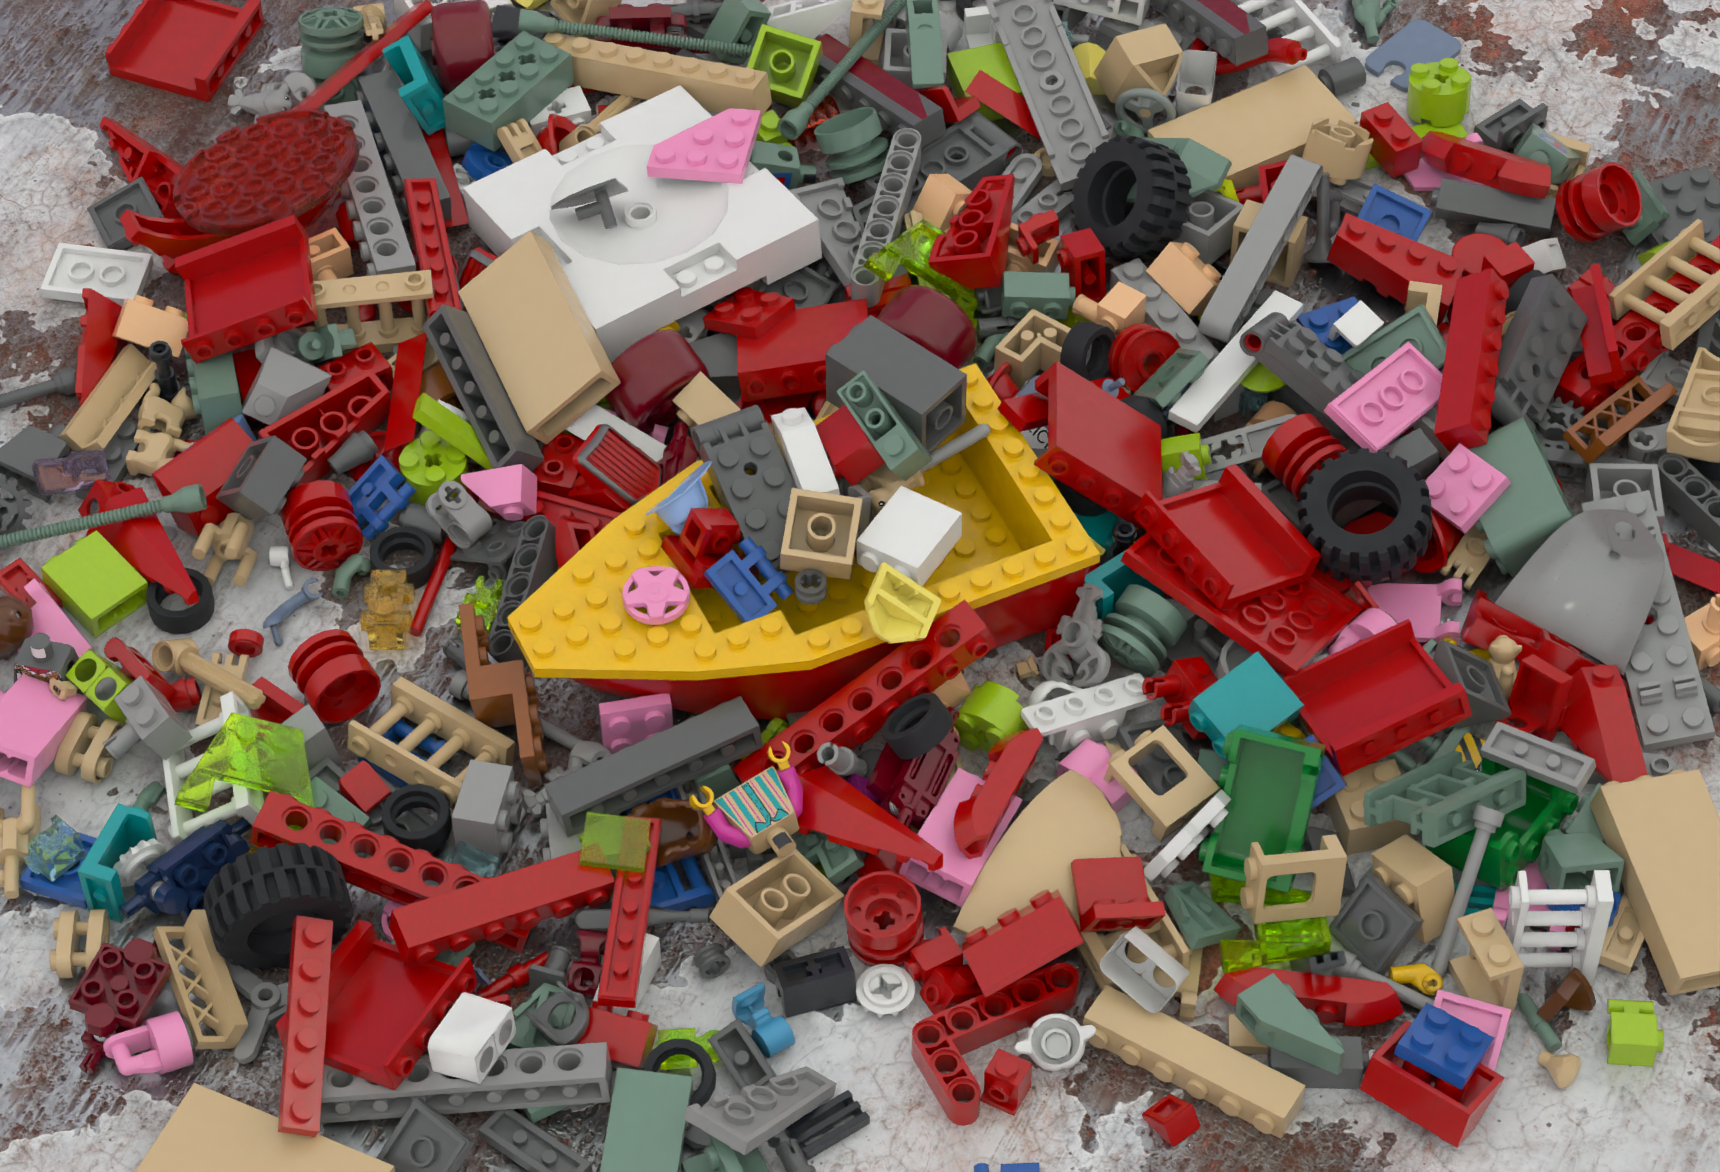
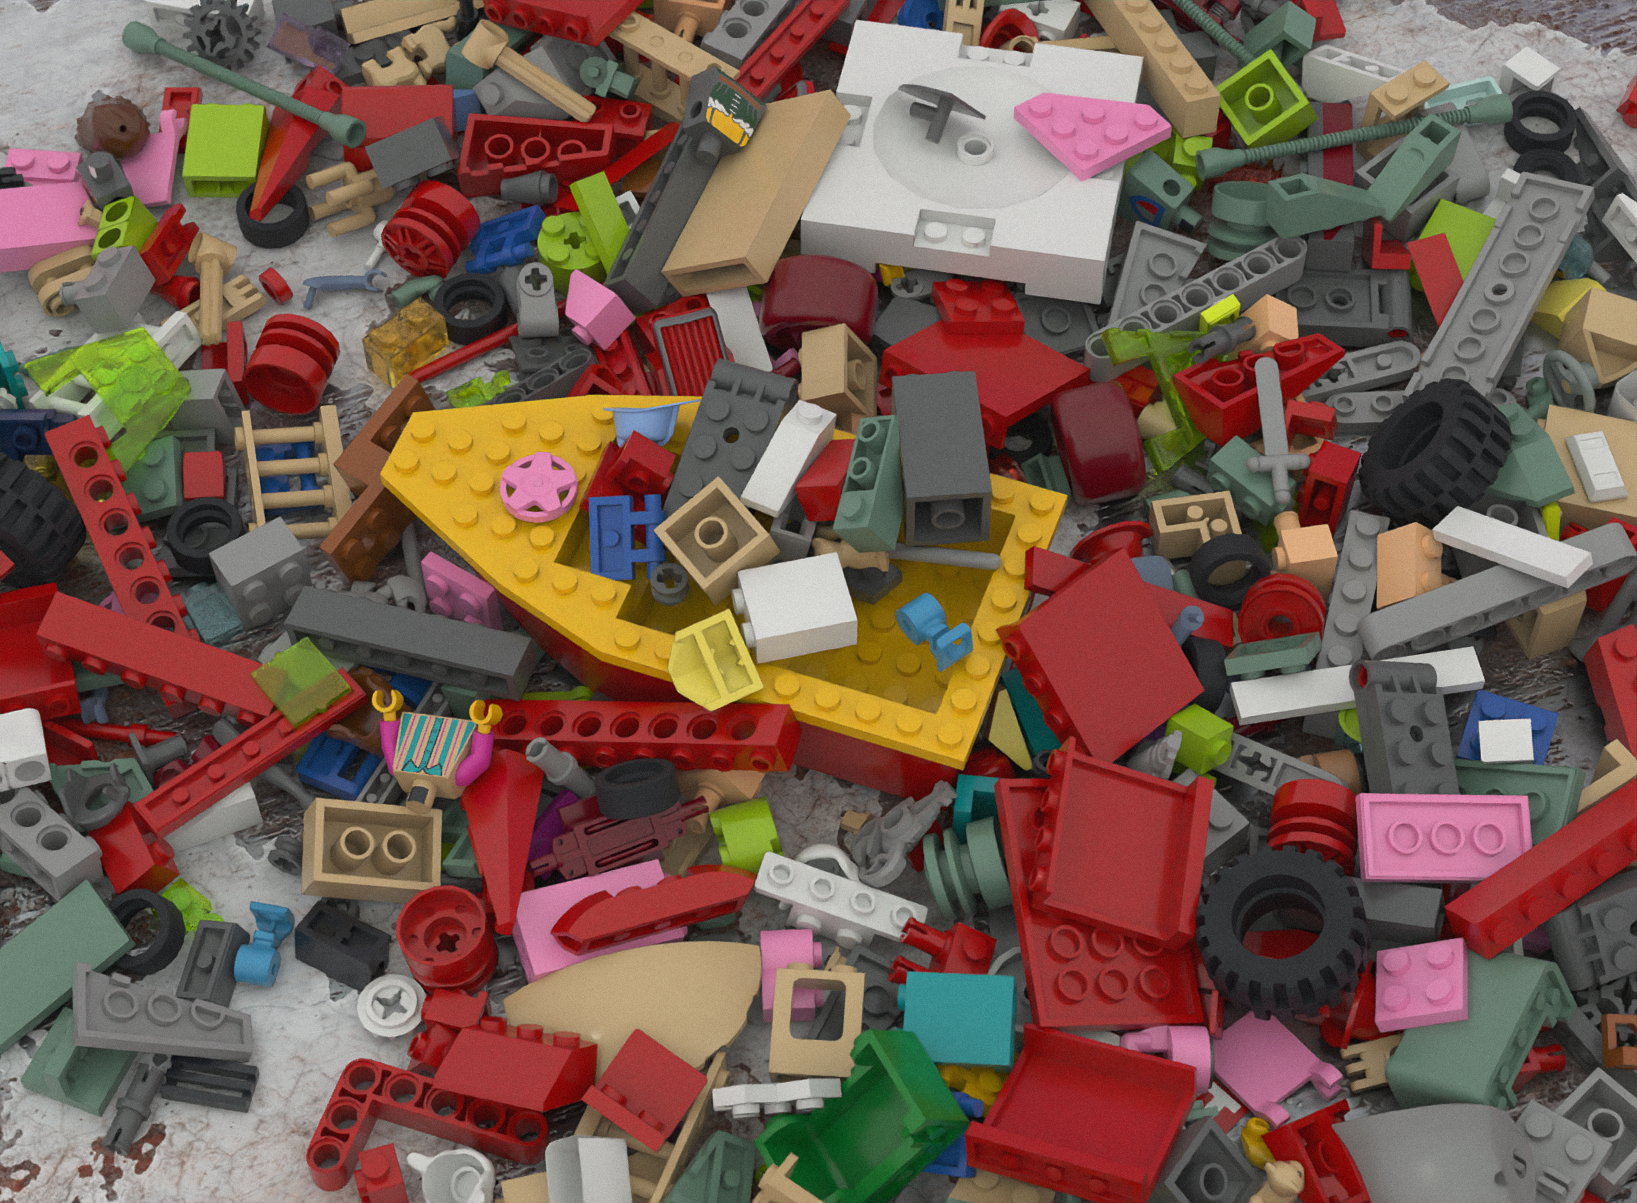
camera: 45 degrees right, 5 degrees up
(245, 369) = (490, 47): none -> tan axle
(461, 301) = (720, 114): none -> dark grey torso
(899, 100) = (1313, 204): none -> sand green slope
(912, 207) = (1220, 312): none -> neon yellow tile
(934, 219) = (1222, 339): none -> dark grey pin
(990, 490) = (926, 620): none -> dark azure leg
(1047, 265) = (1277, 456): none -> light grey sword
(1221, 143) = (1596, 467): none -> white tile
(1248, 211) = (1513, 546): none -> white tile

